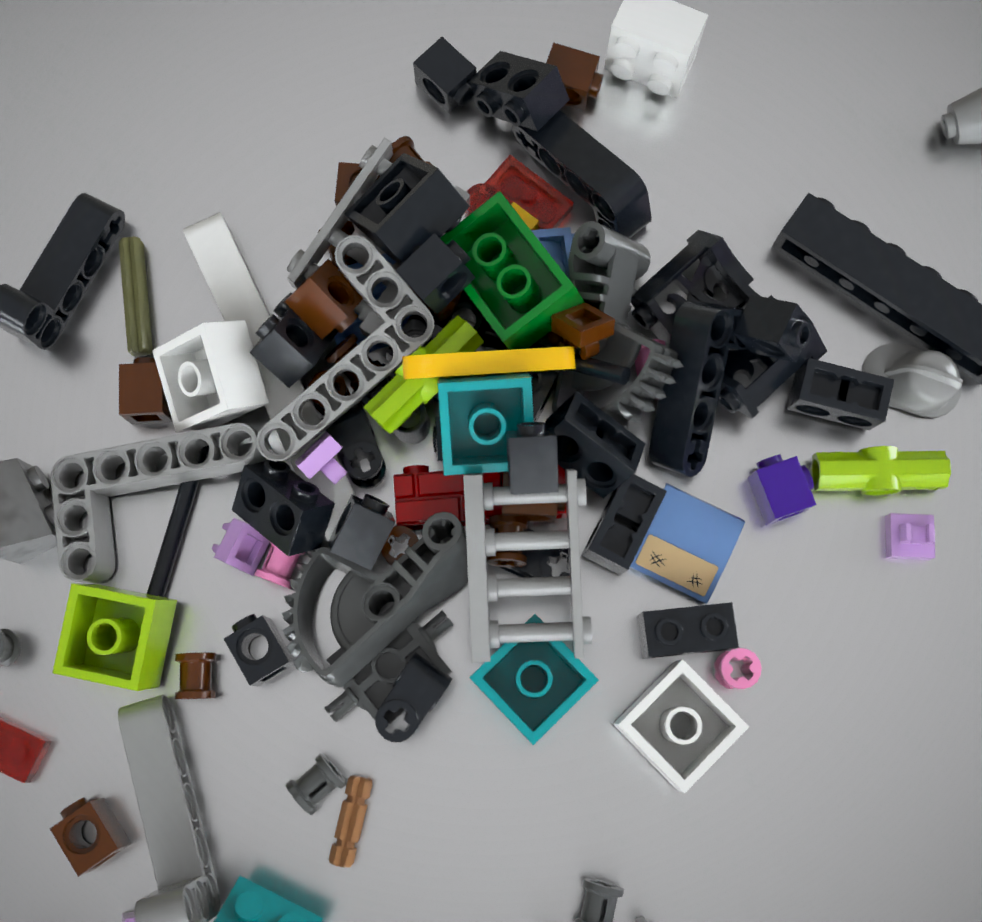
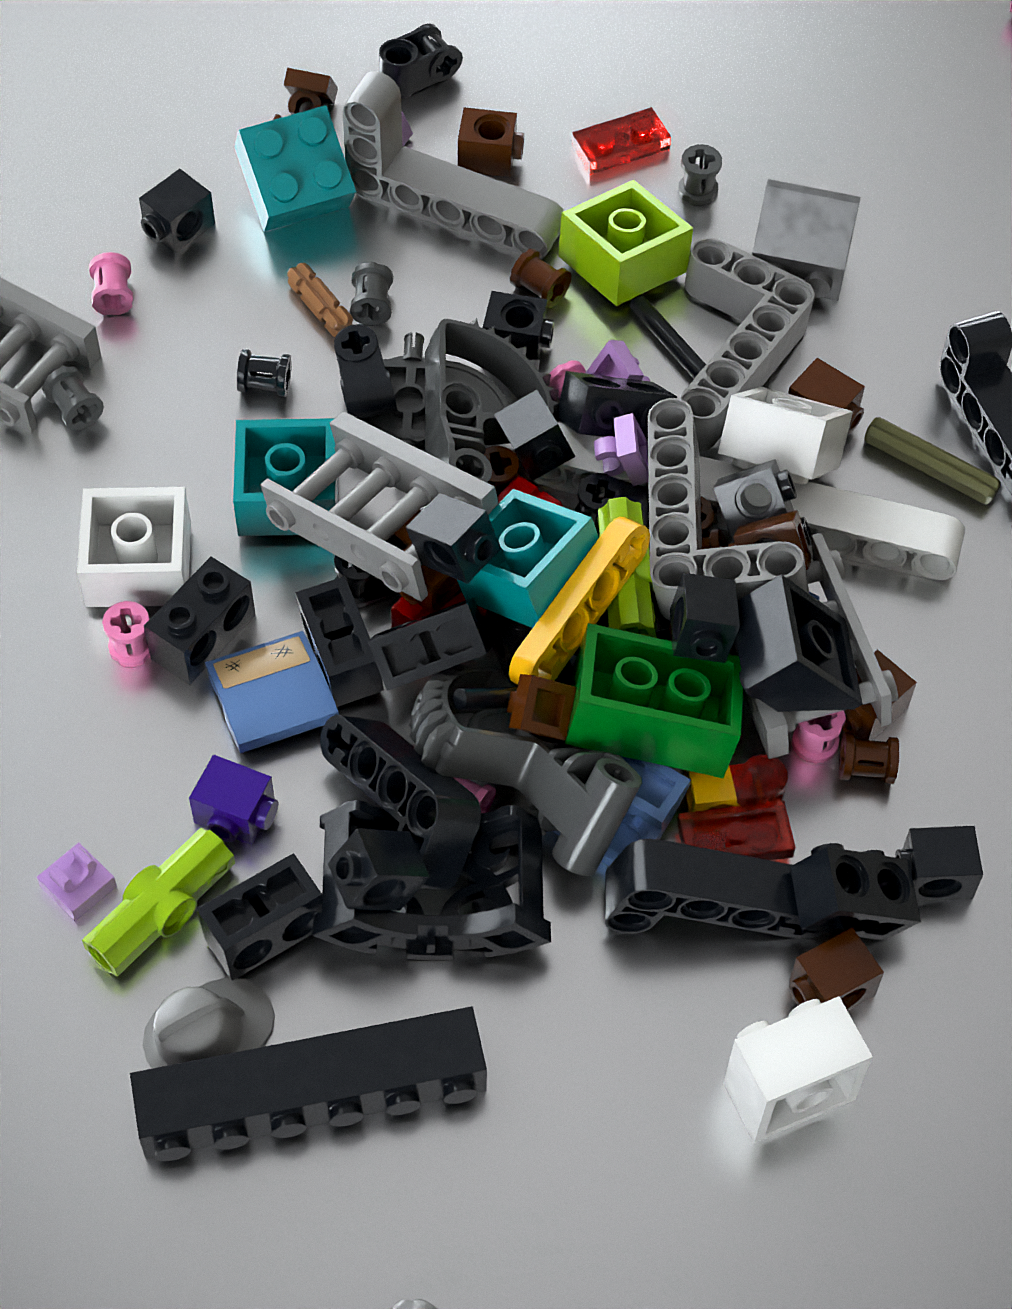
camera: 130 degrees right, 20 degrees down
(454, 791) = (277, 380): none -> black bush

